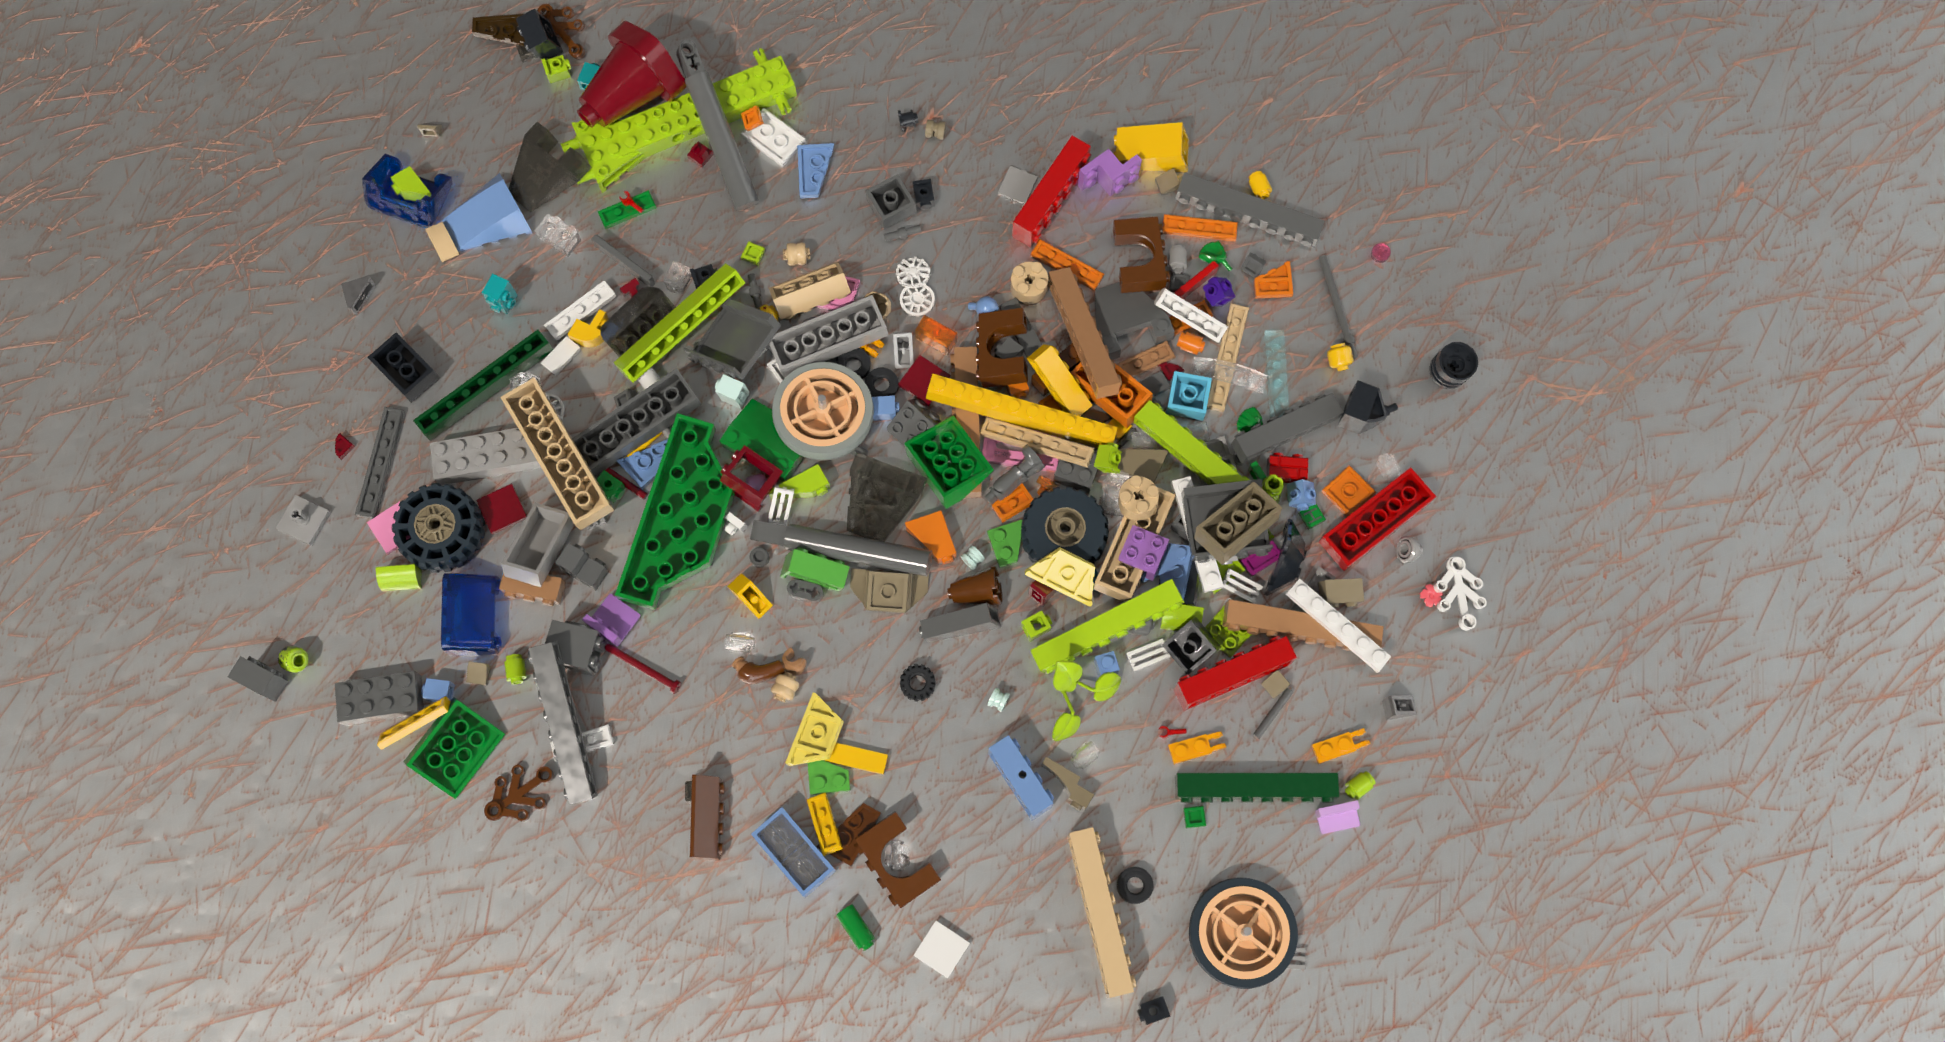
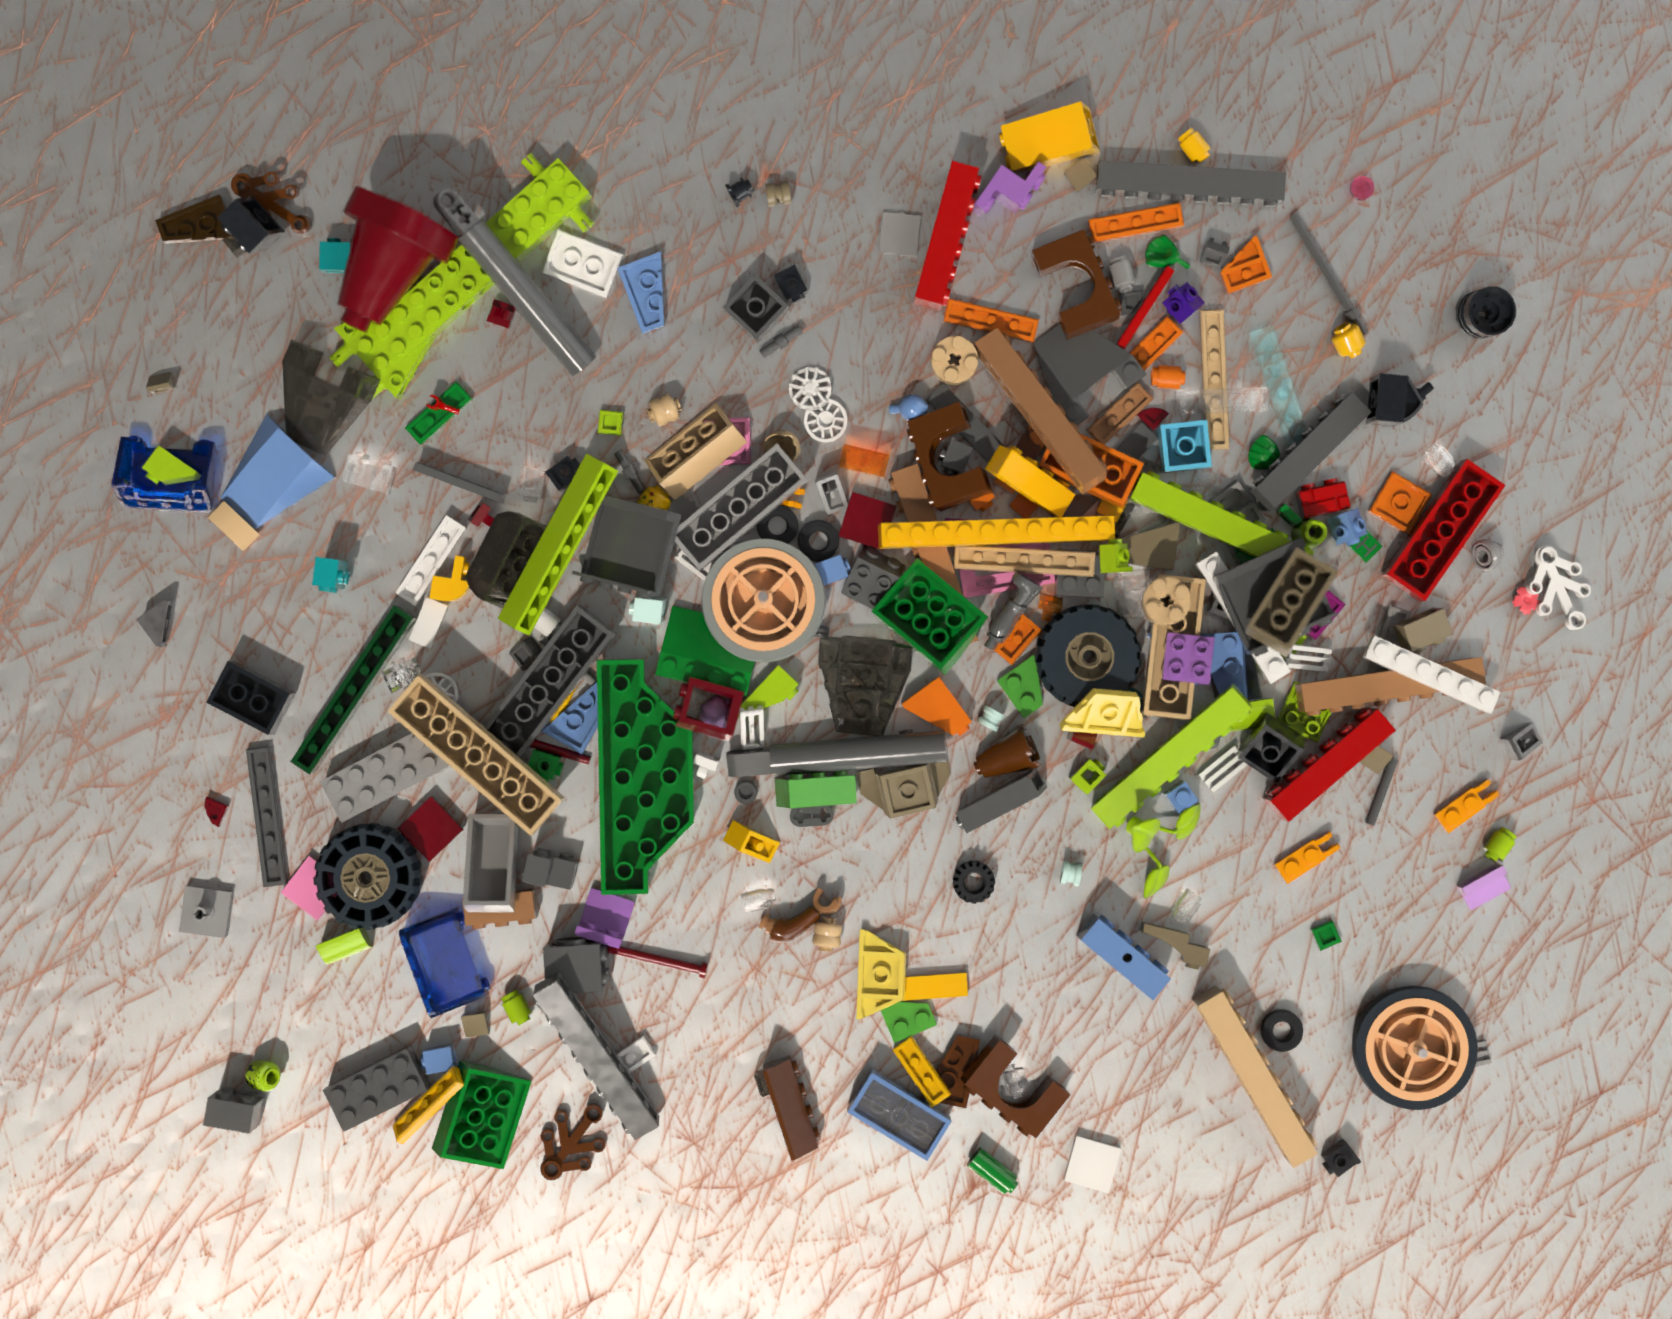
camera: 15 degrees left, 15 degrees up
(557, 68) = (294, 257): lime brick -> none
(752, 118) = (550, 250): orange tile -> none
(1171, 732) = (1273, 848): red hand -> none
(1190, 314) = (1158, 346): white brick -> none
(1256, 787) = (1386, 881): dark green brick -> none
(1289, 559) = (1357, 609): black wedge -> none

